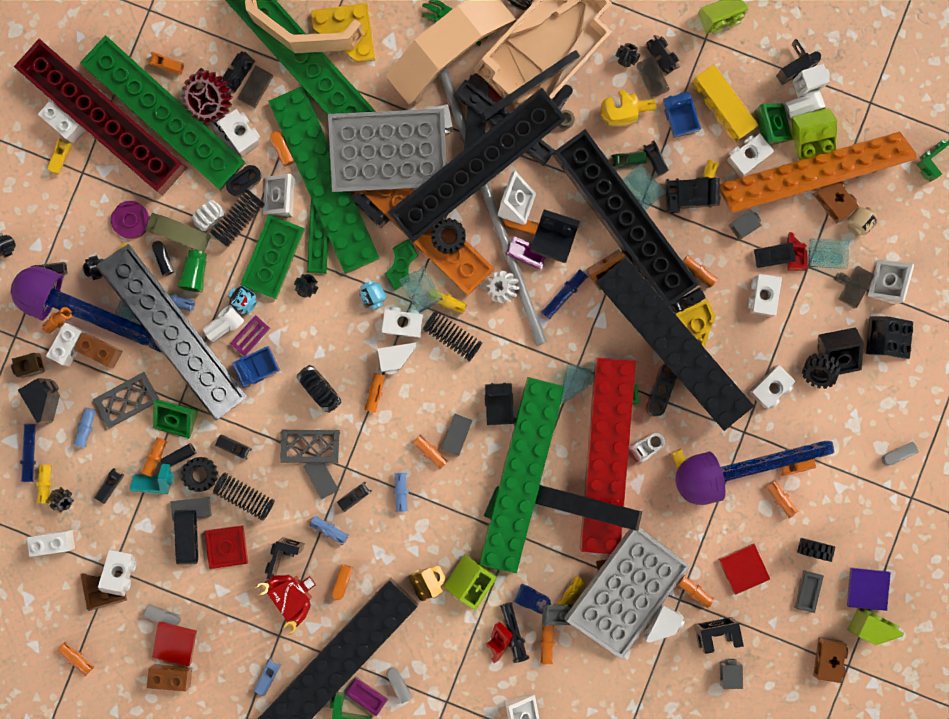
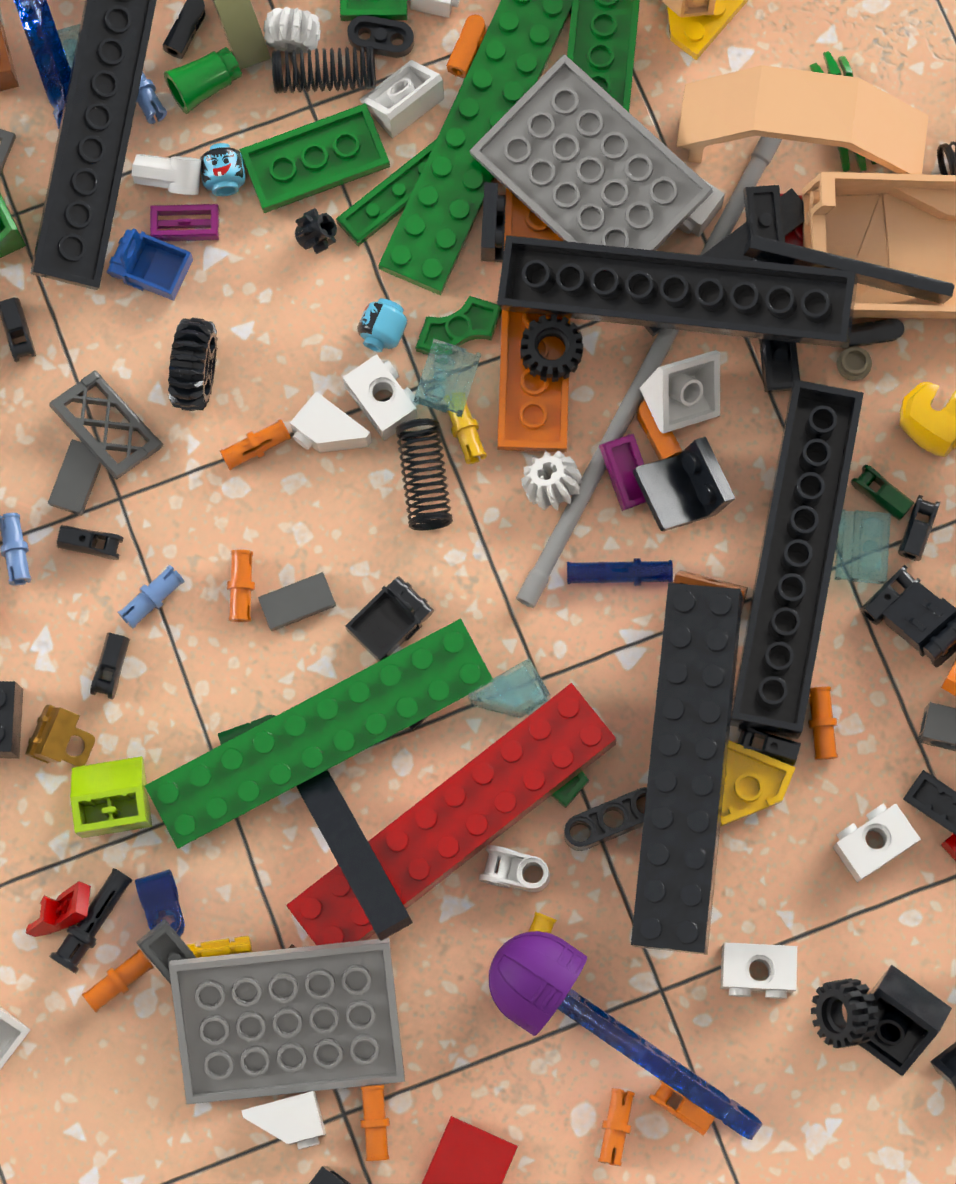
camera: 50 degrees right, 10 degrees down
(412, 531) = (112, 661): none -> black bar

